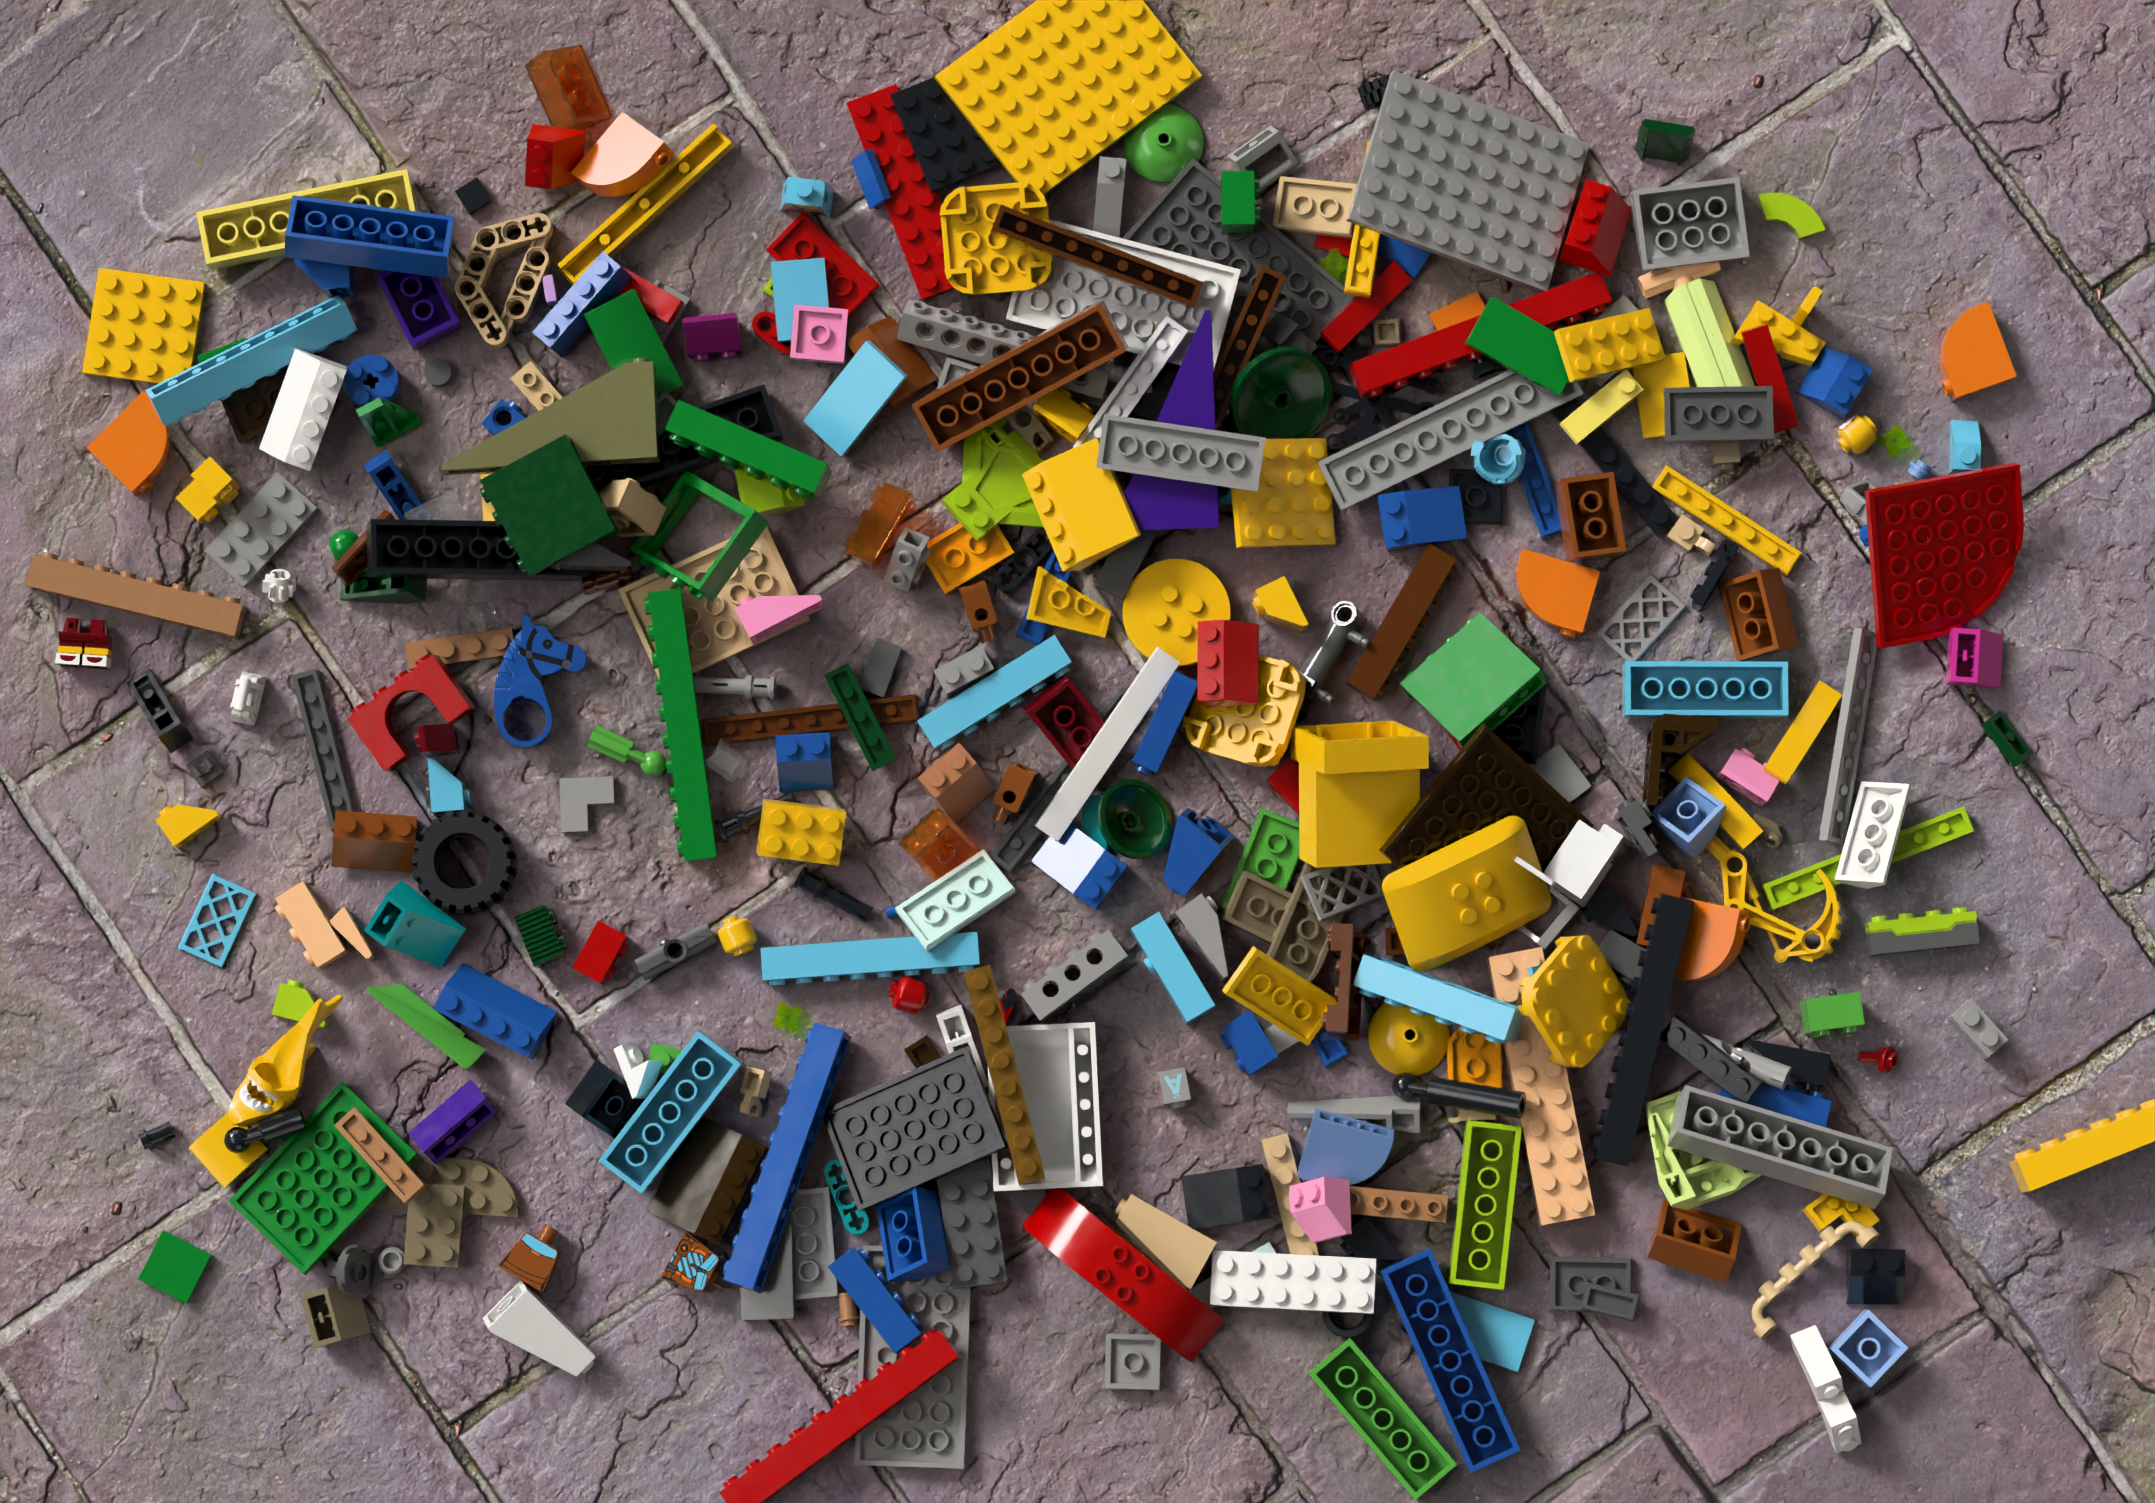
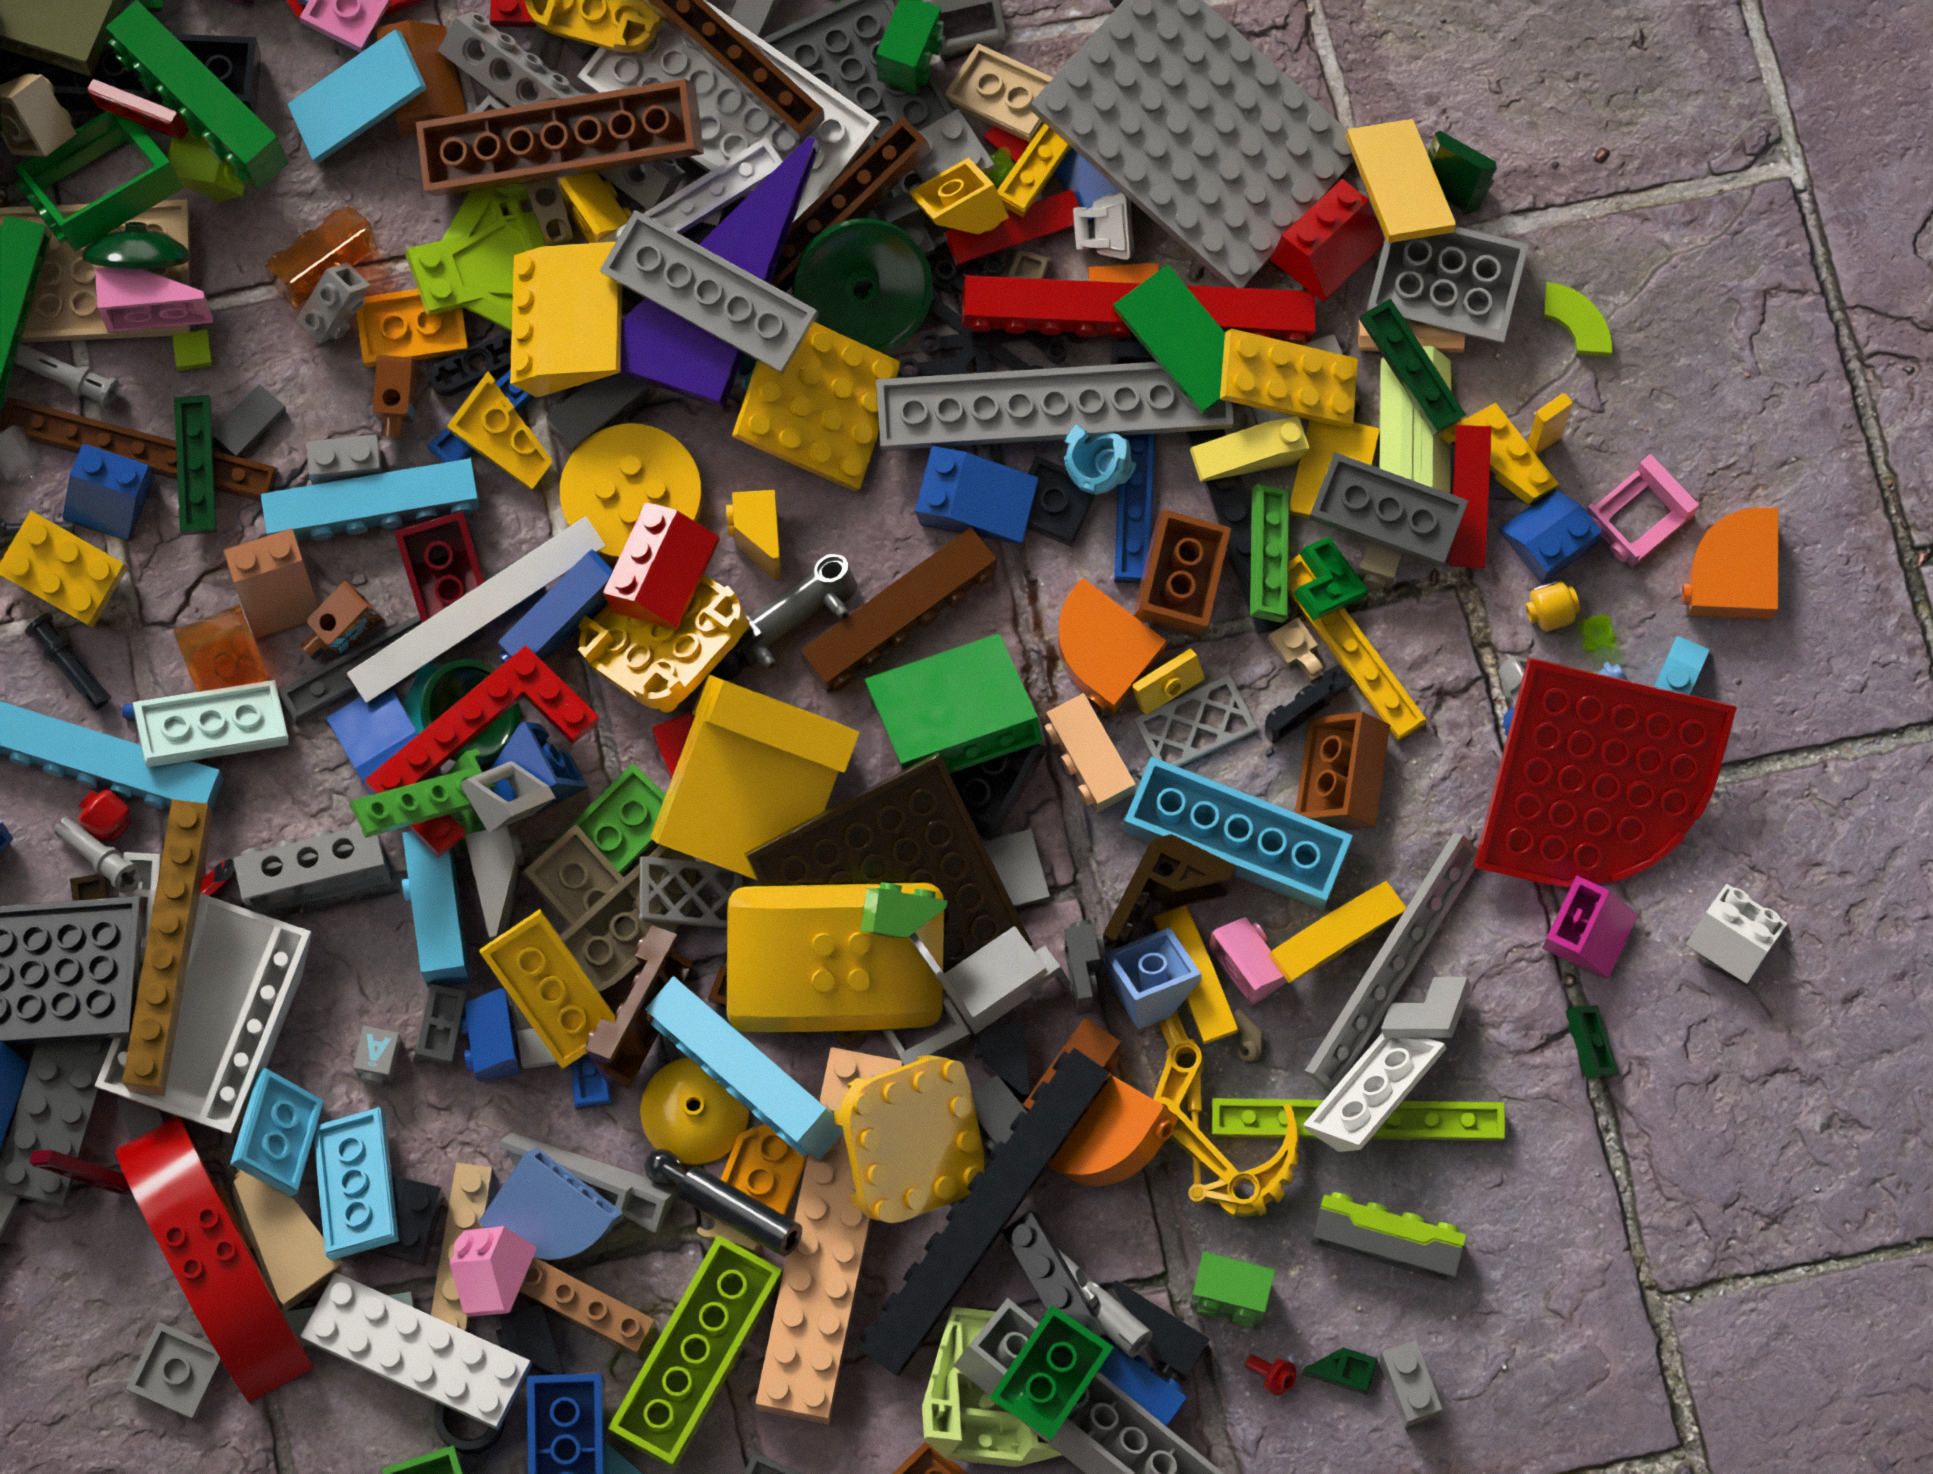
camera: 20 degrees right, 10 degrees down
(708, 476) = (137, 109): none -> red tile
(755, 582) = (135, 249): none -> dark green dish
(816, 631) = (192, 350): none -> lime tile
(928, 1028) = (105, 860): none -> light grey pin
(1011, 1254) = (81, 1171): none -> dark red tile
(1112, 891) = (517, 678): none -> red plate
(1133, 1171) = (277, 1132): none -> medium azure tile
(1156, 888) = (423, 802): none -> bright green bracket
(1191, 890) = (496, 811): none -> light grey tile
(1201, 1184) = (355, 1184): none -> medium azure tile
(1208, 1049) = (439, 1025): none -> dark grey hinge
(1303, 270) = (950, 143): none -> light grey plate
(1324, 306) = (961, 199): none -> yellow slope
(1435, 278) = (1112, 226): none -> white piece
(1503, 850) = (897, 913): none -> bright green slope
(1577, 672) = (1089, 753): none -> light nougat brick
(1611, 598) = (1168, 681): none -> yellow plate
(1629, 164) = (1400, 180): none -> yellow tile
(1645, 476) = (1269, 553): none -> bright green tile
(1693, 301) = (1412, 366): none -> dark green plate
(1699, 478) = (1335, 582): none -> green tile
(1740, 1127) = (1051, 1372): none -> green slope
(1893, 766) = (1434, 1017): none -> light grey tile
(1904, 316) = (1671, 493): none -> bright pink panel
(1927, 1035) = (1344, 1369): none -> dark green tile
(2076, 620) = (1736, 933): none -> white slope

